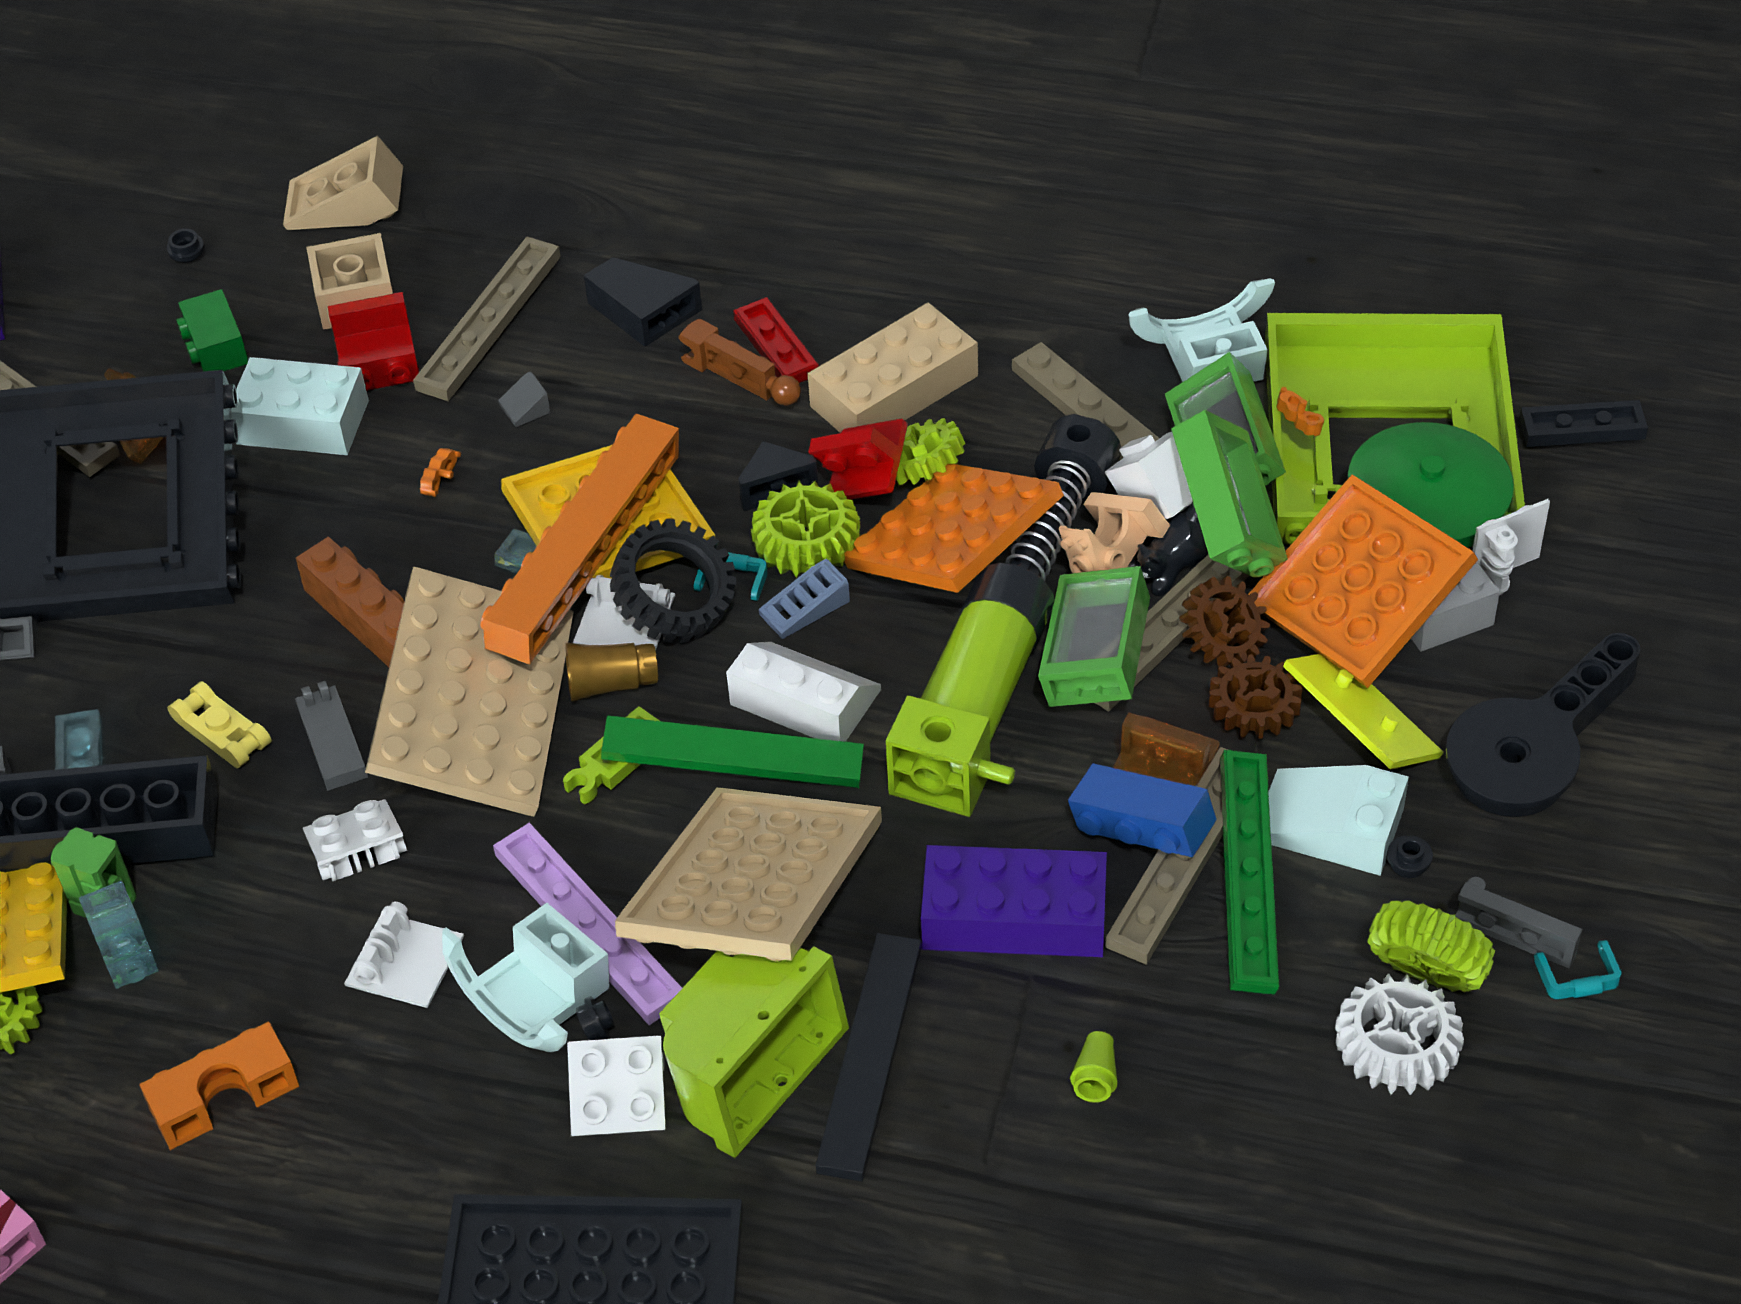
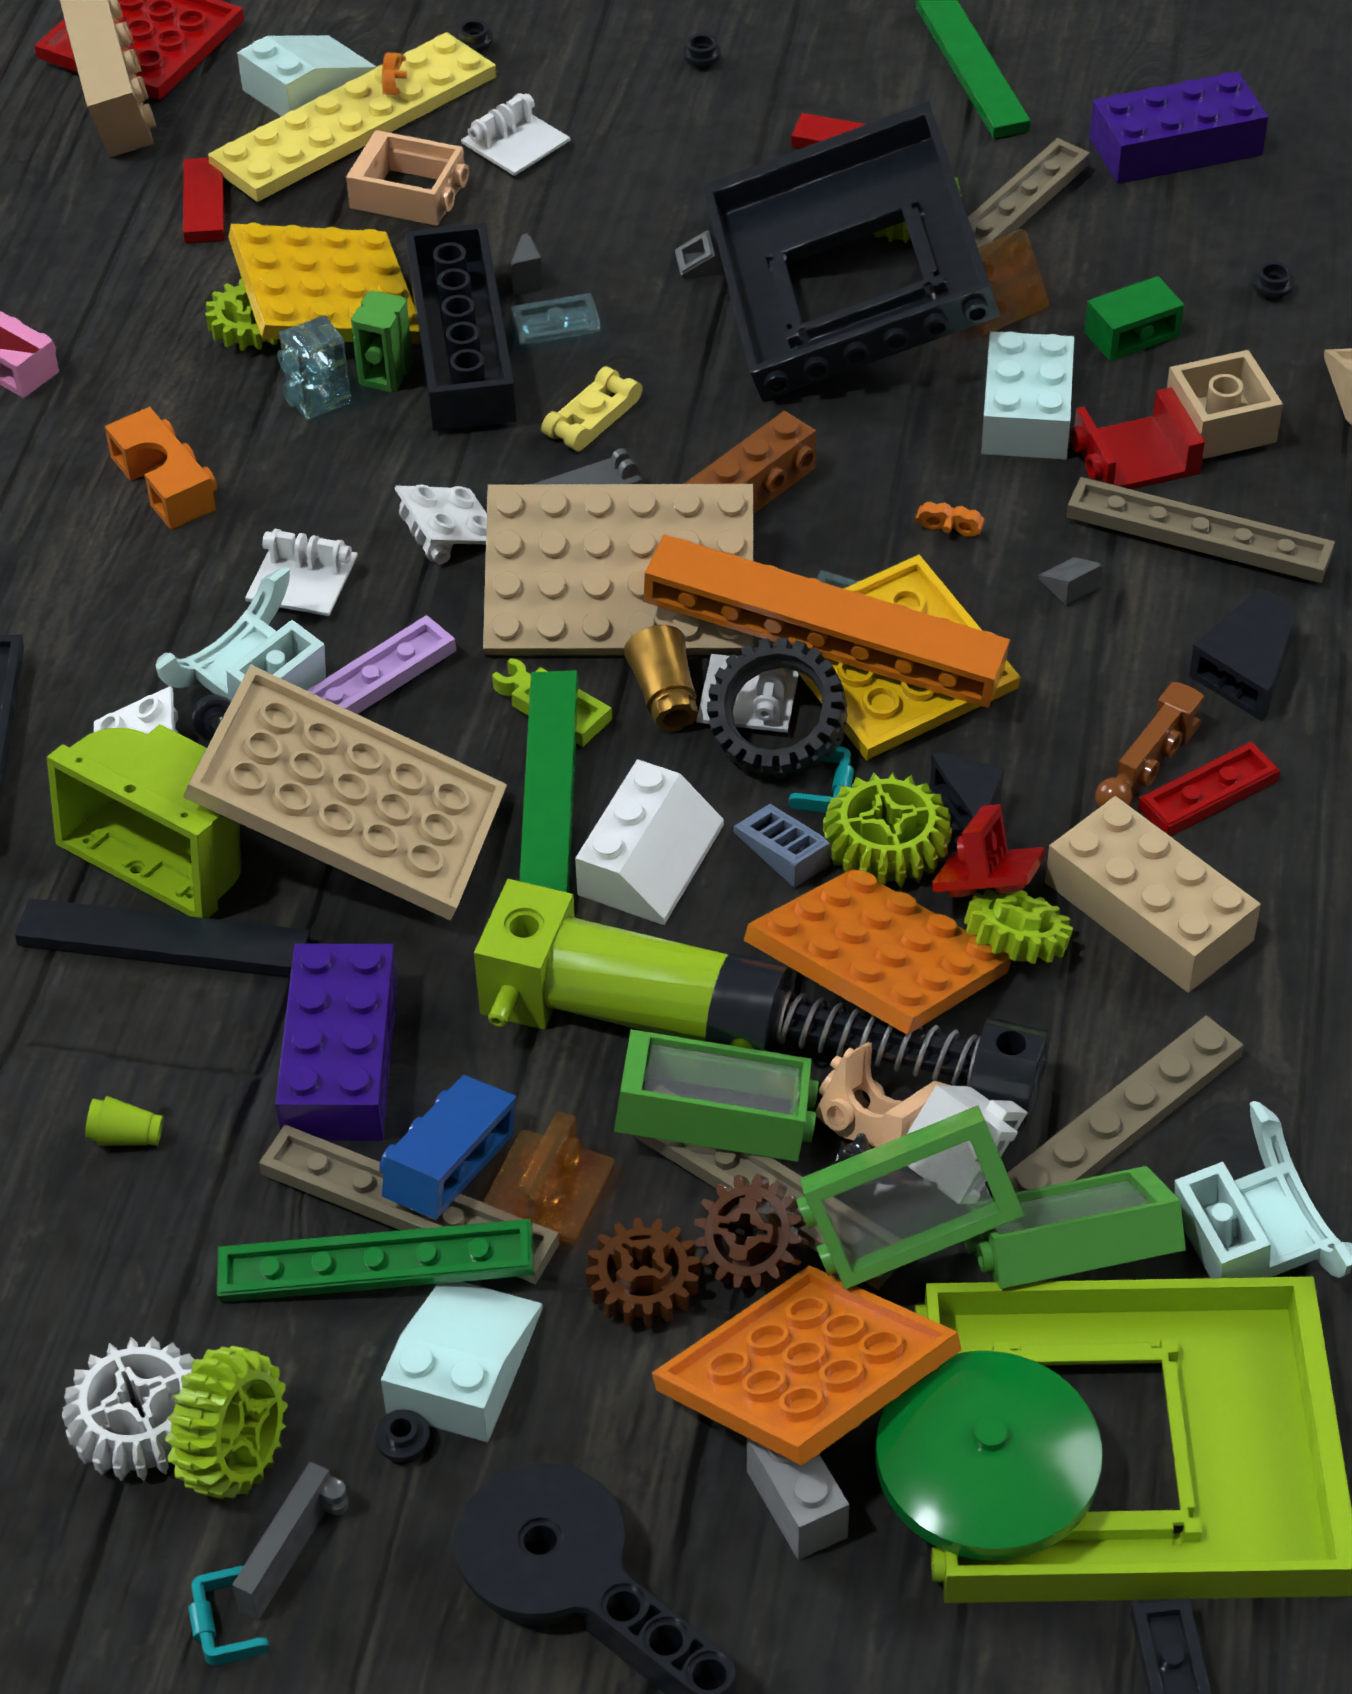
camera: 85 degrees right, 0 degrees up
(1294, 407) = (1119, 1301): orange piece -> none
(1364, 712) = (610, 1392): neon yellow piece -> none
(1510, 542) = (882, 1538): white hinge -> none

